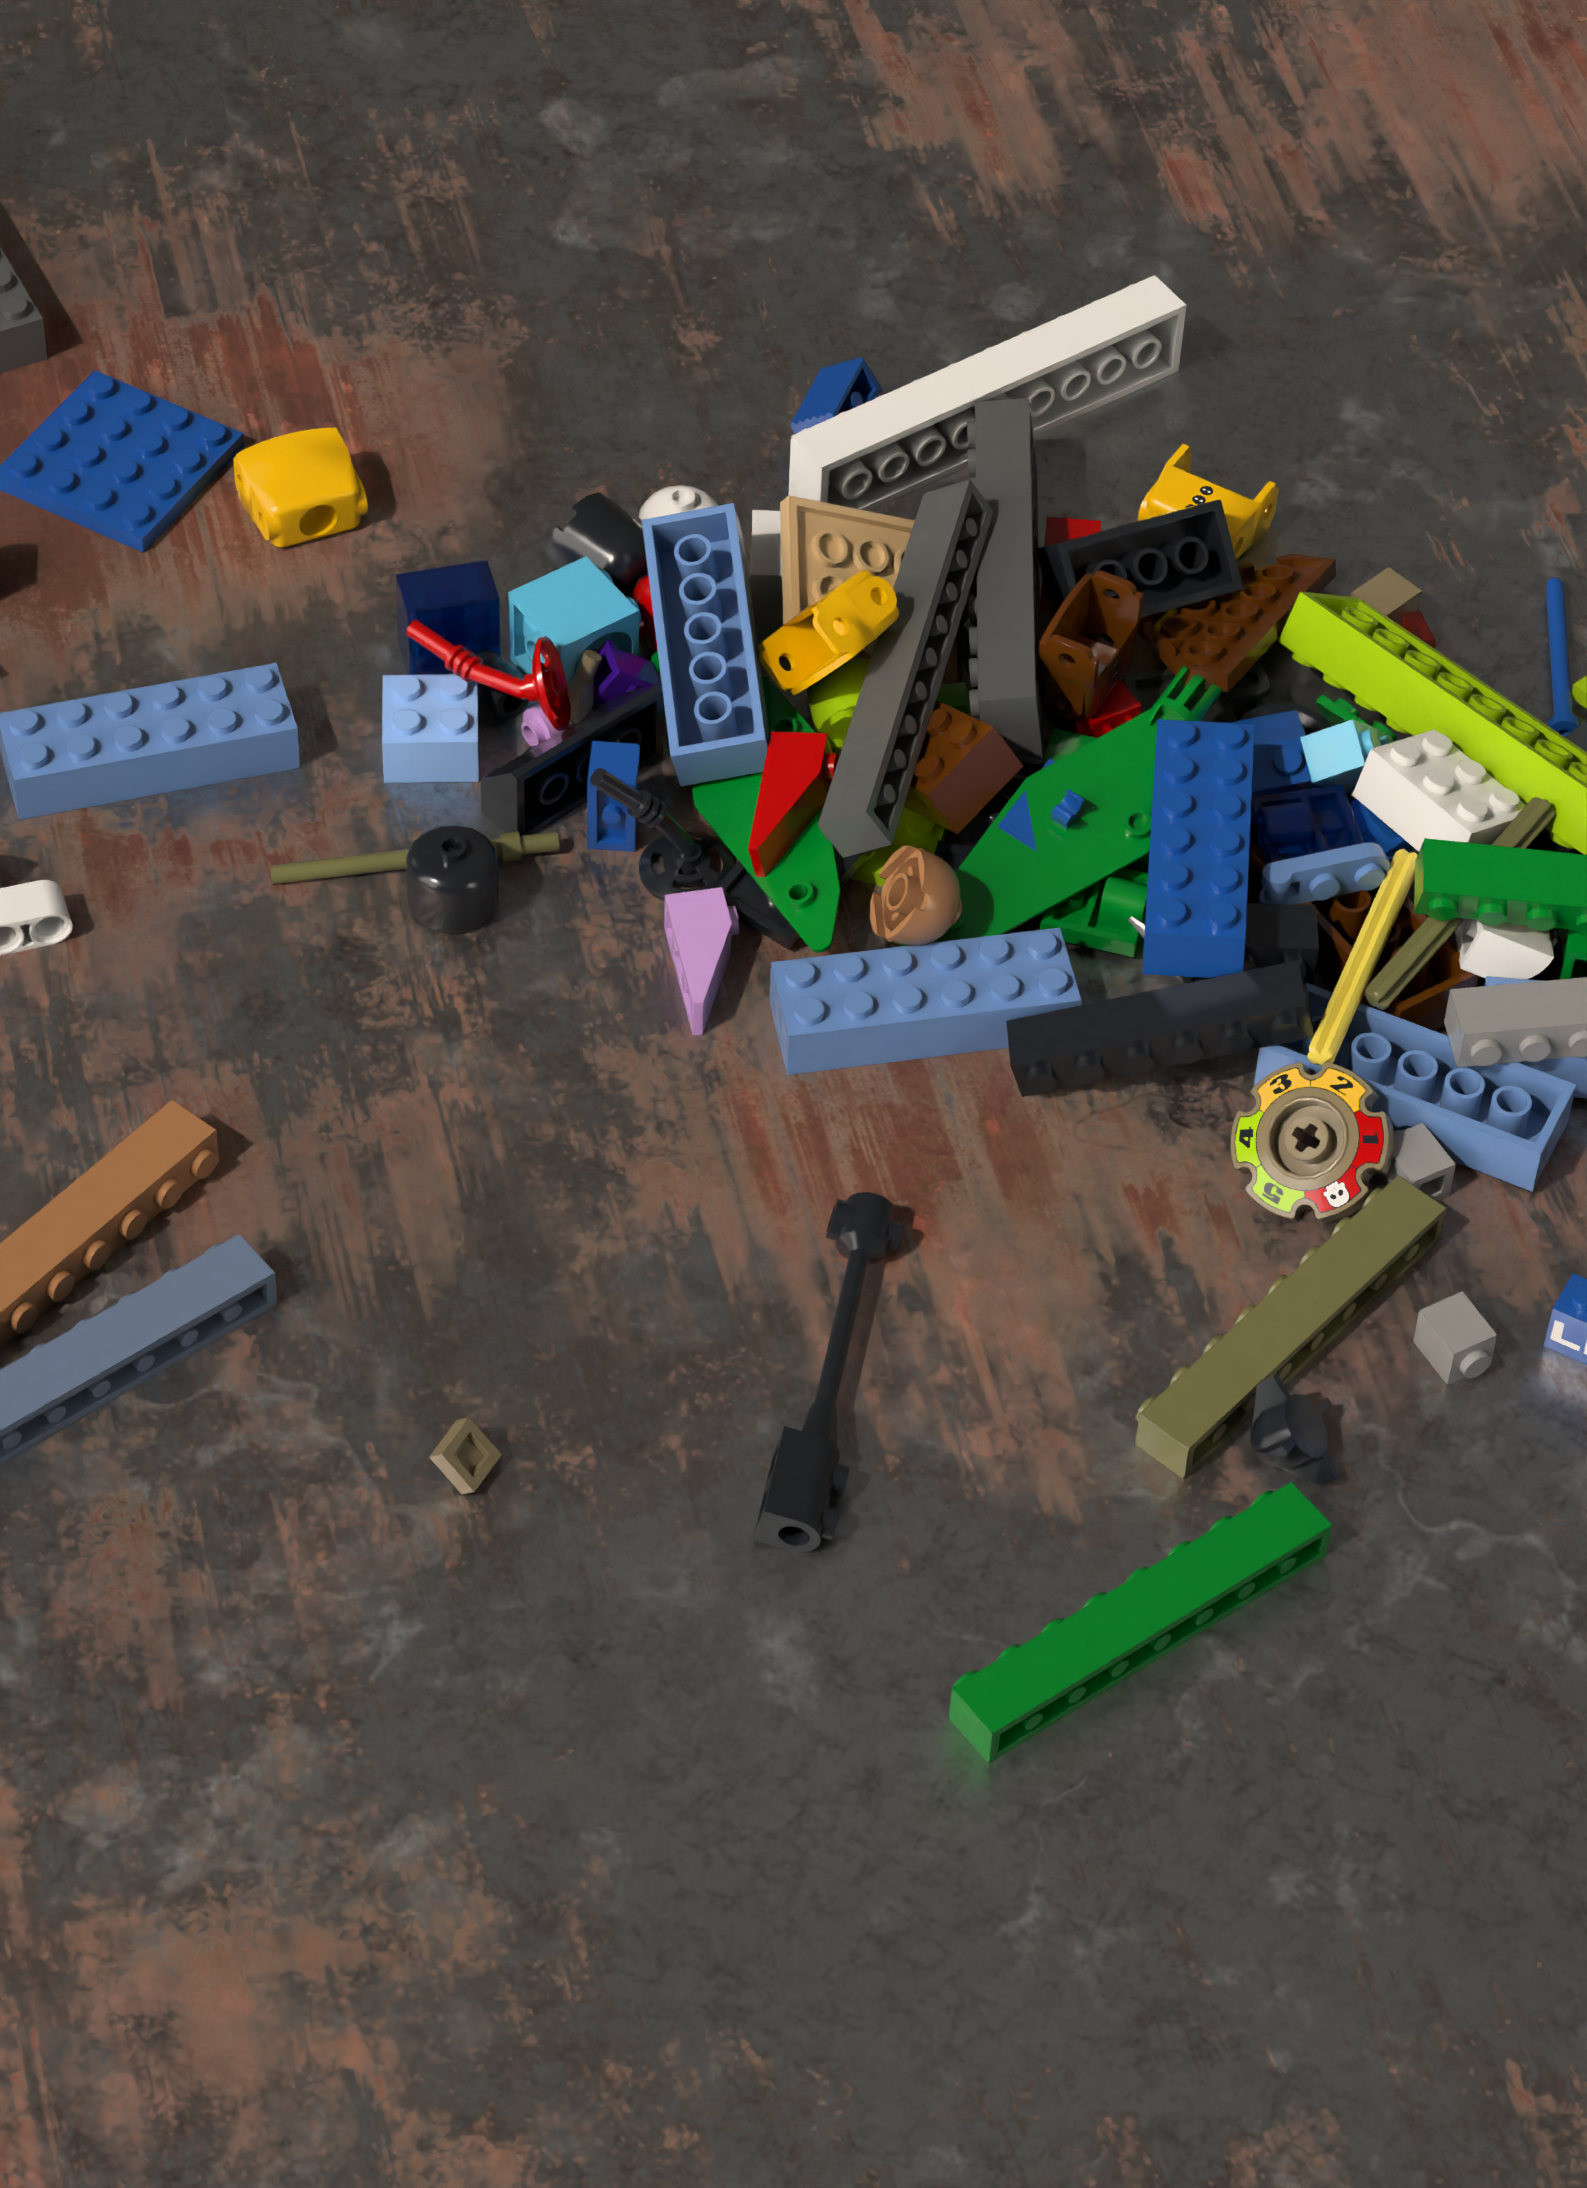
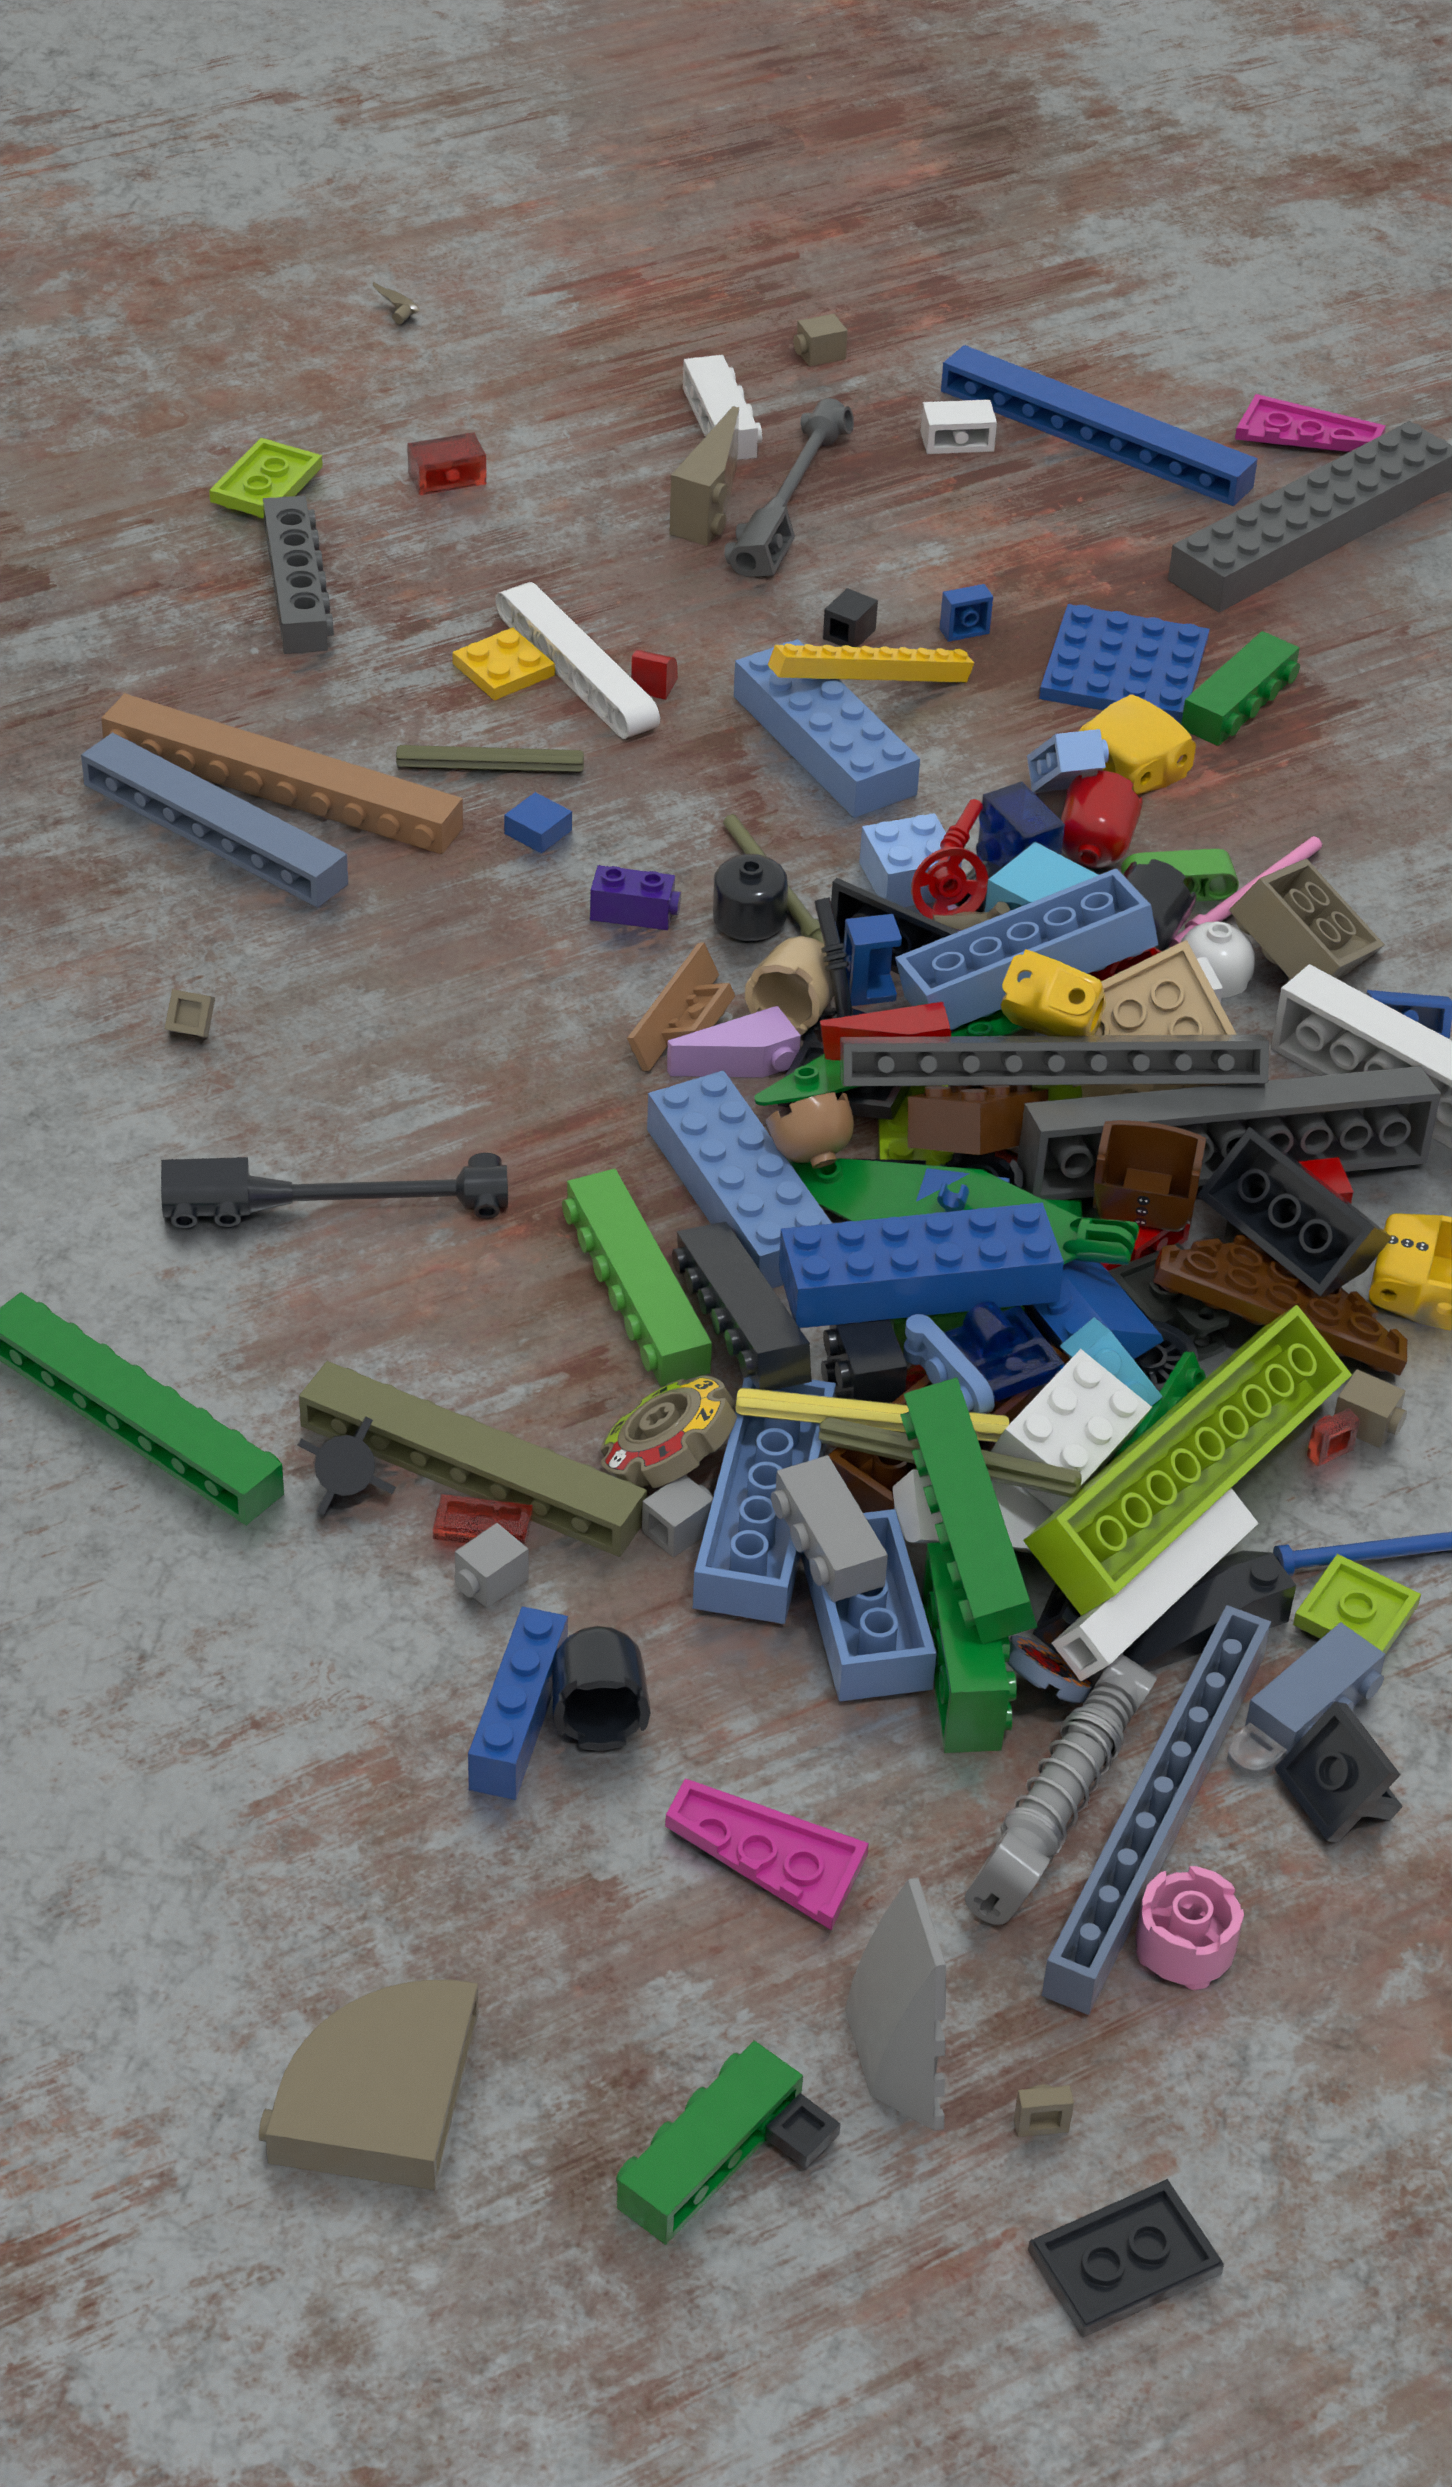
camera: 75 degrees right, 5 degrees down
(59, 1074) = (489, 758): none -> olive axle
(82, 659) = (870, 663): none -> yellow piece
(210, 1050) = (538, 822): none -> blue piece
(222, 373) = (1240, 688): none -> green brick
(345, 538) = (1065, 757): none -> light blue brick
(398, 989) = (633, 897): none -> dark purple brick
(433, 538) = (1099, 819): none -> red cylinder
(532, 517) = (1206, 870): none -> bright green beam
(545, 445) = (1222, 911): none -> bright pink bar
(624, 980) = (683, 1007): none -> medium nougat bracket
(626, 871) = (794, 981): none -> tan cylinder
(676, 439) = (1304, 922): none -> dark tan slope
(1047, 1124) = (637, 1277): none -> bright green brick
(1383, 1336) = (465, 1518): none -> clear red plate

